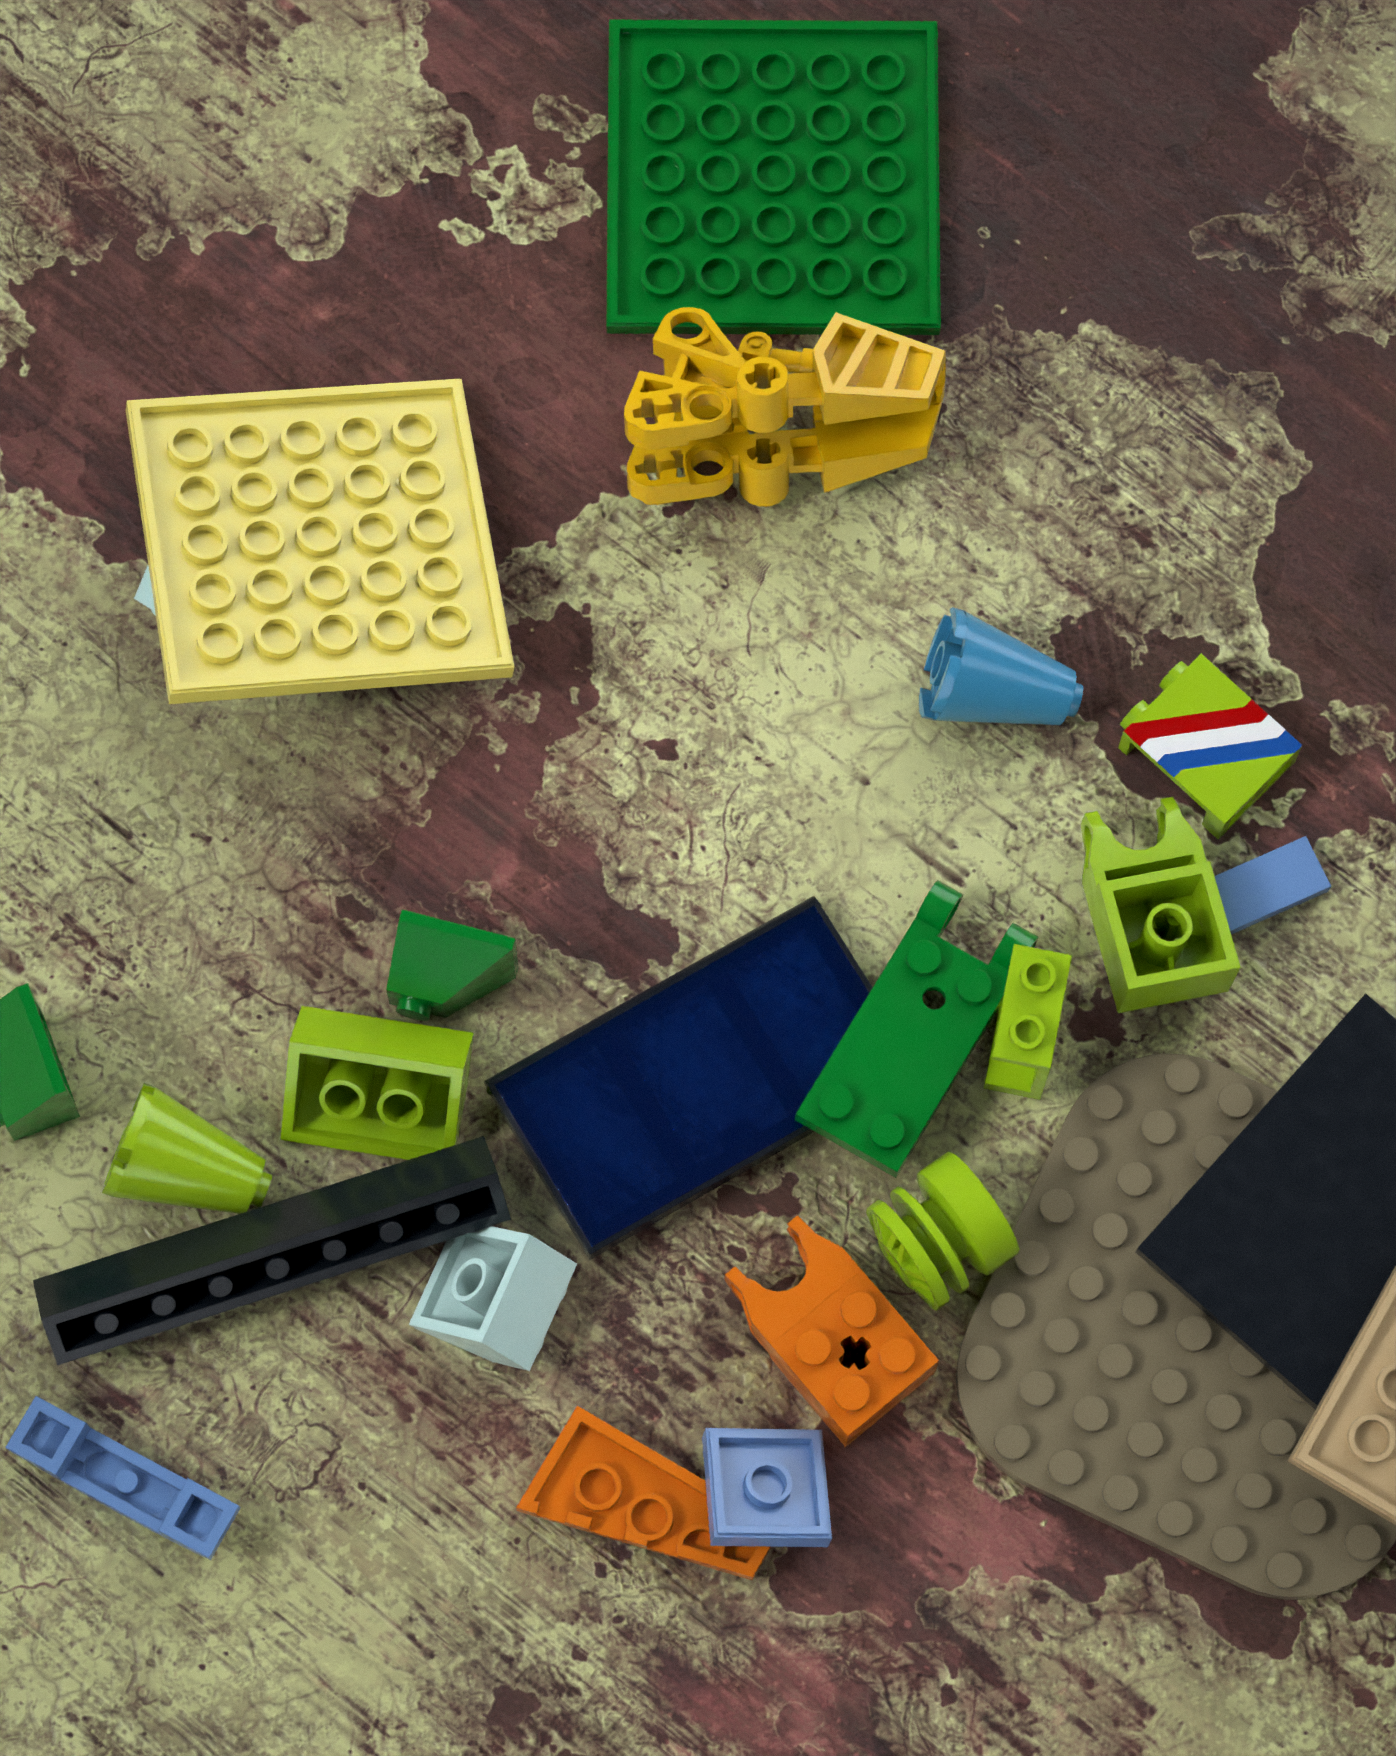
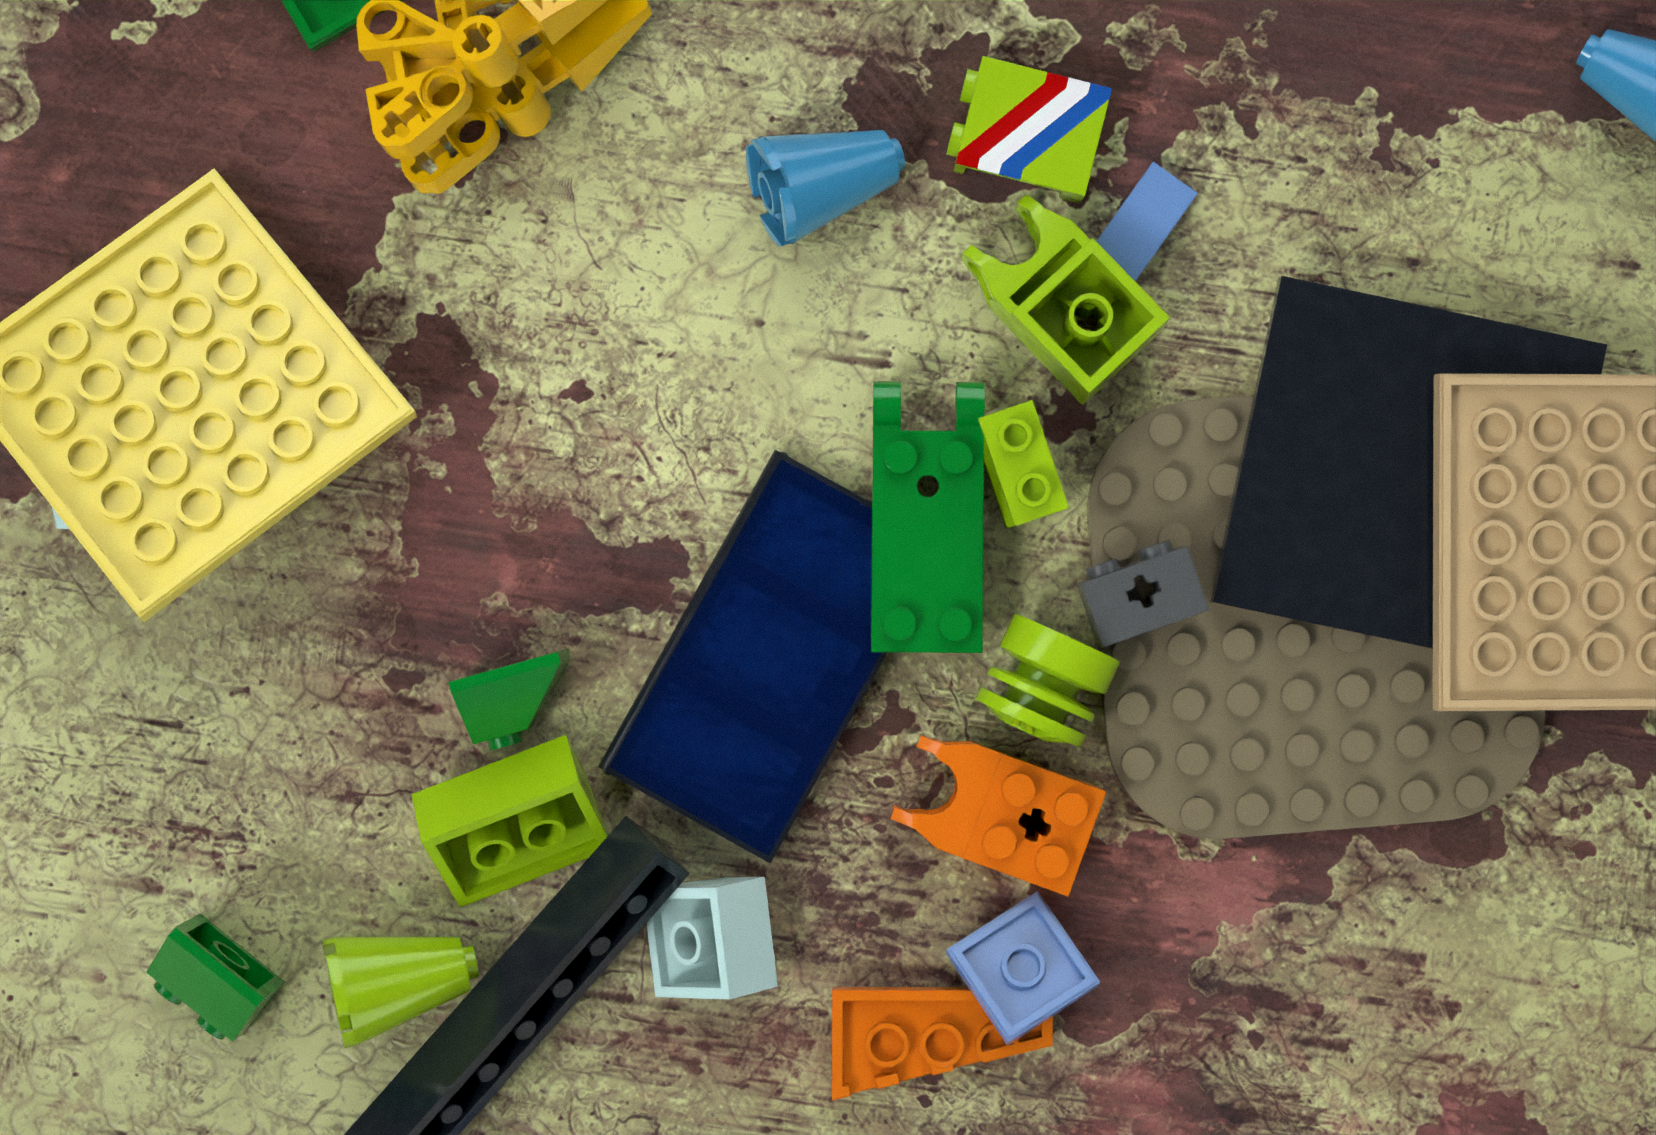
camera: 25 degrees left, 15 degrees up
(1044, 1211) = (1174, 597): none -> dark grey brick

